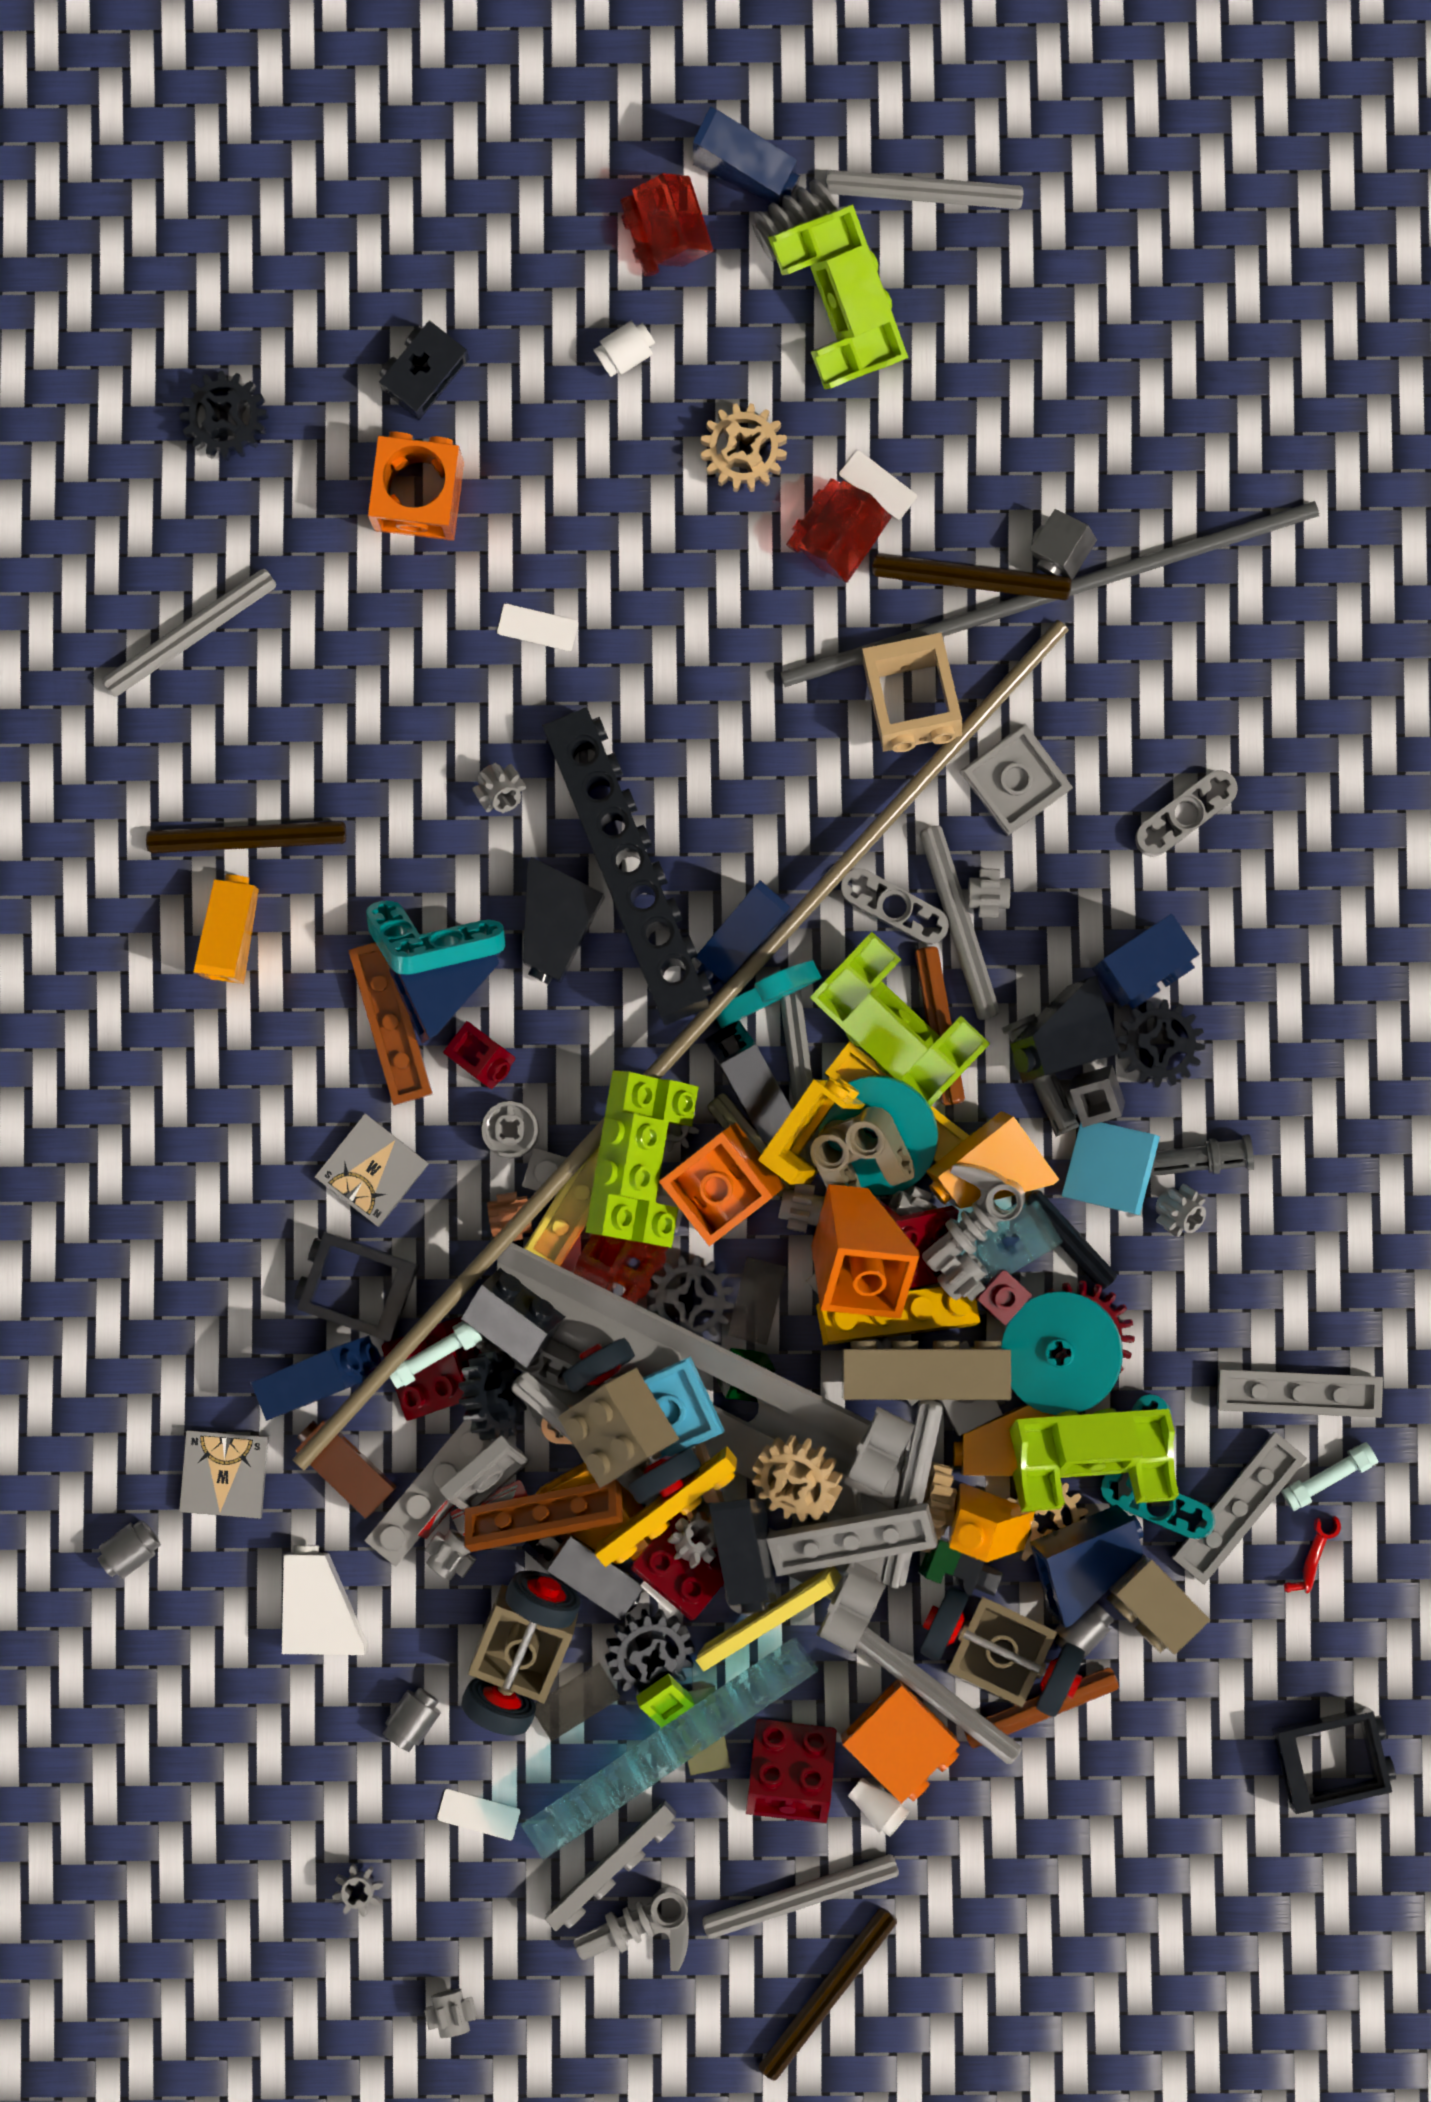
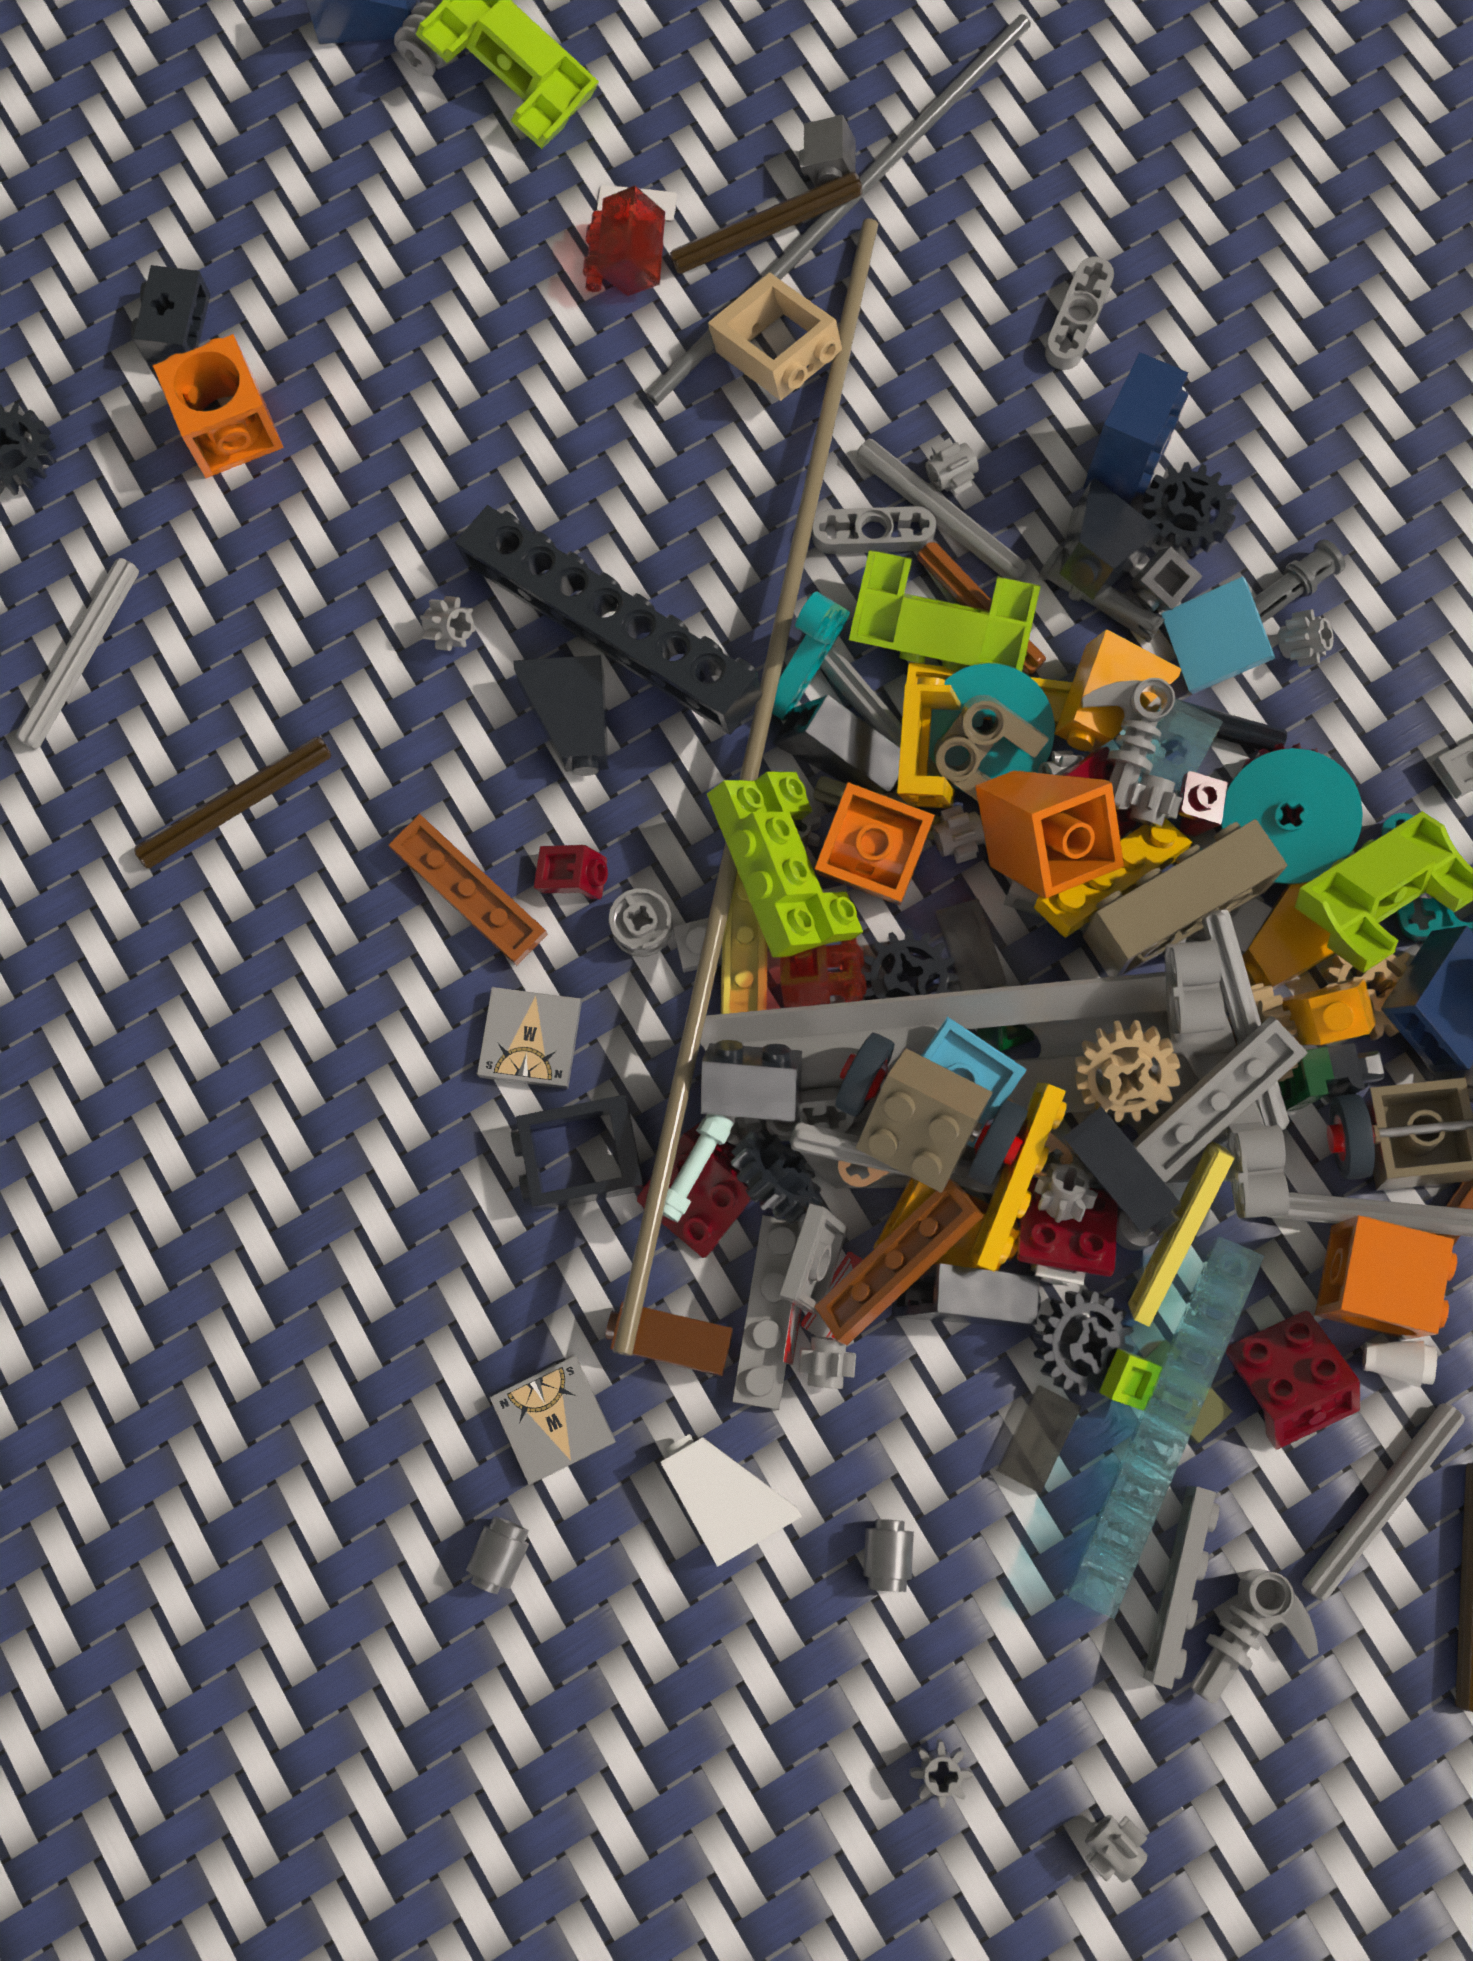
camera: 30 degrees left, 10 degrees down
(227, 930) = (261, 893): light orange slope -> none
(316, 1377) = (589, 1259): dark blue window -> none
(416, 953) = (442, 797): teal beam -> none
(439, 993) = (493, 817): dark blue slope -> none
(478, 1814) = (1013, 1616): white sticker -> none
(503, 1210) = (678, 998): nougat gear -> none
(520, 1651) = (957, 1415): brick -> none
(537, 627) = (403, 477): white sticker -> none
(624, 348) = (344, 206): white brick -> none
(665, 223) = (324, 81): clear red brick -> none
(734, 433) = (499, 227): tan gear -> none
(742, 933) = (753, 607): dark blue slope -> none
(1016, 779) = (912, 368): light grey tile -> none

